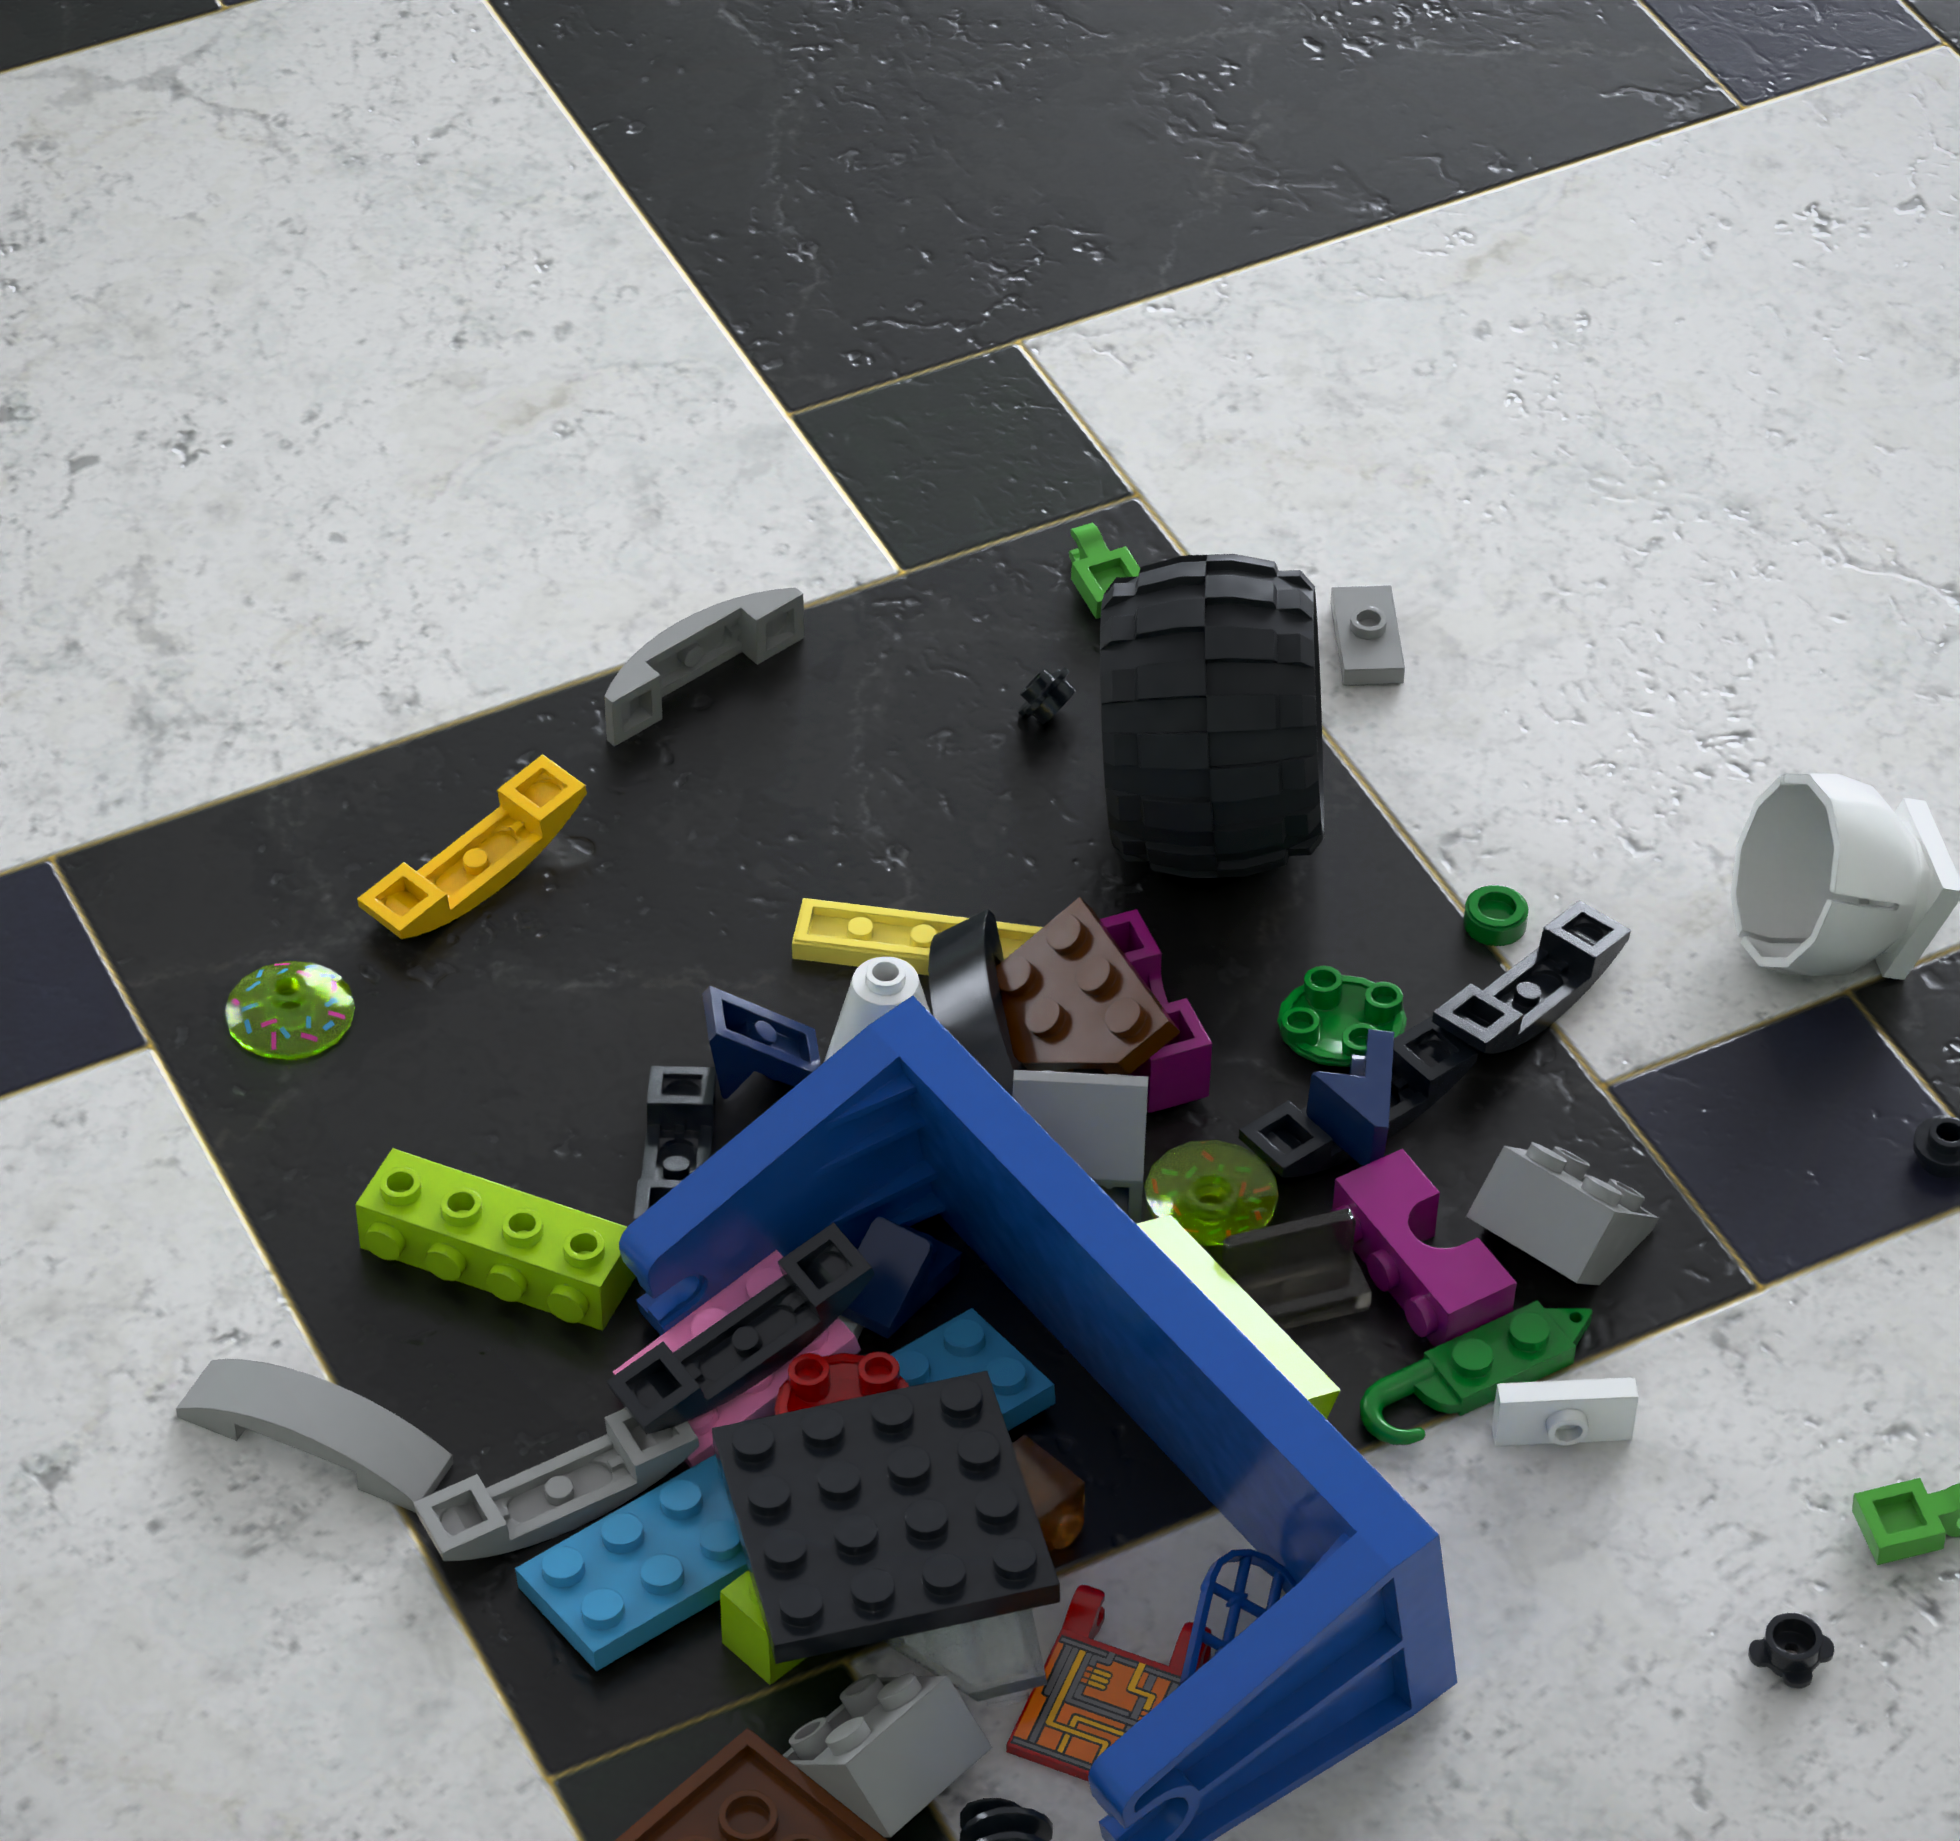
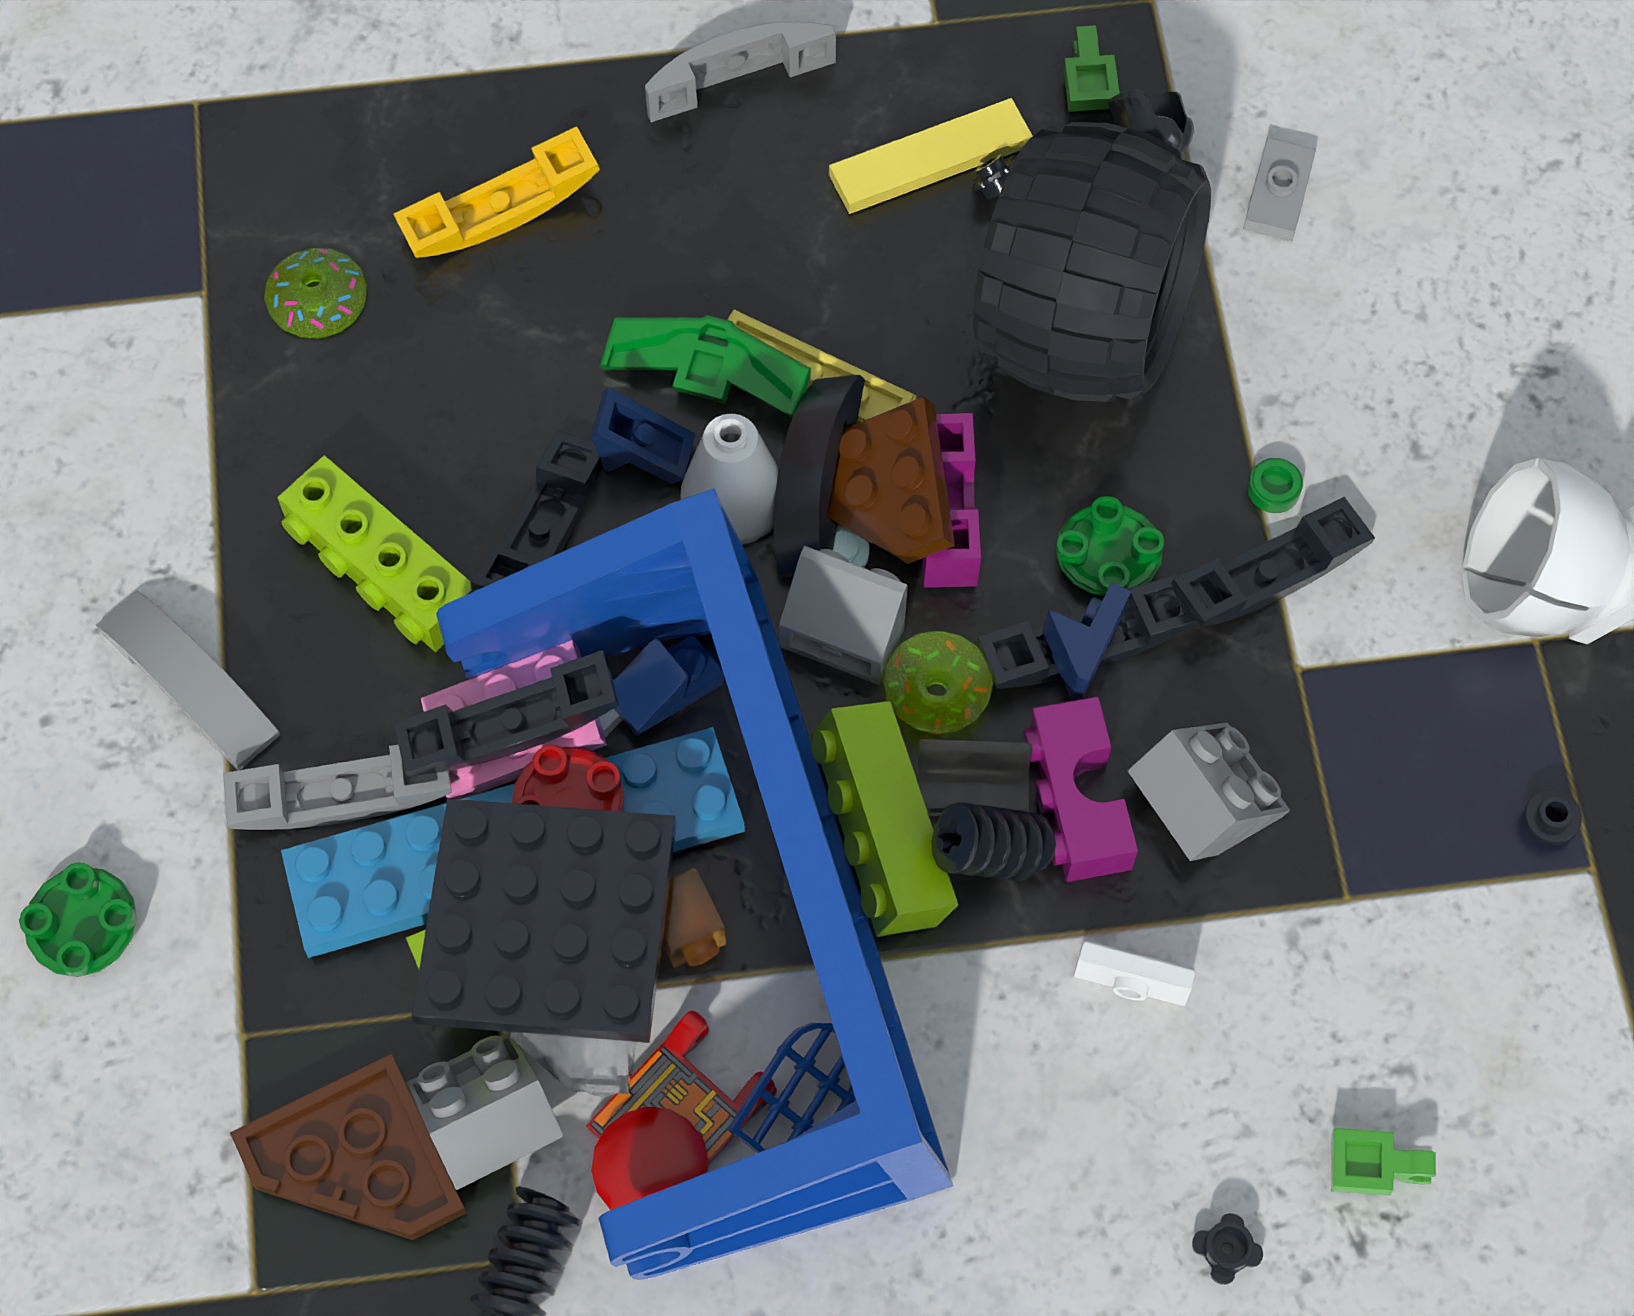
camera: 20 degrees right, 20 degrees up
(299, 1708) = (79, 921): none -> green dish
(796, 944) = (708, 359): none -> green plate
(956, 698) = (929, 155): none -> light yellow tile
(1072, 1740) = (645, 1155): none -> red dish
(1349, 1316) = (992, 842): none -> black piece
(1469, 1367) = (1088, 903): green plate -> none

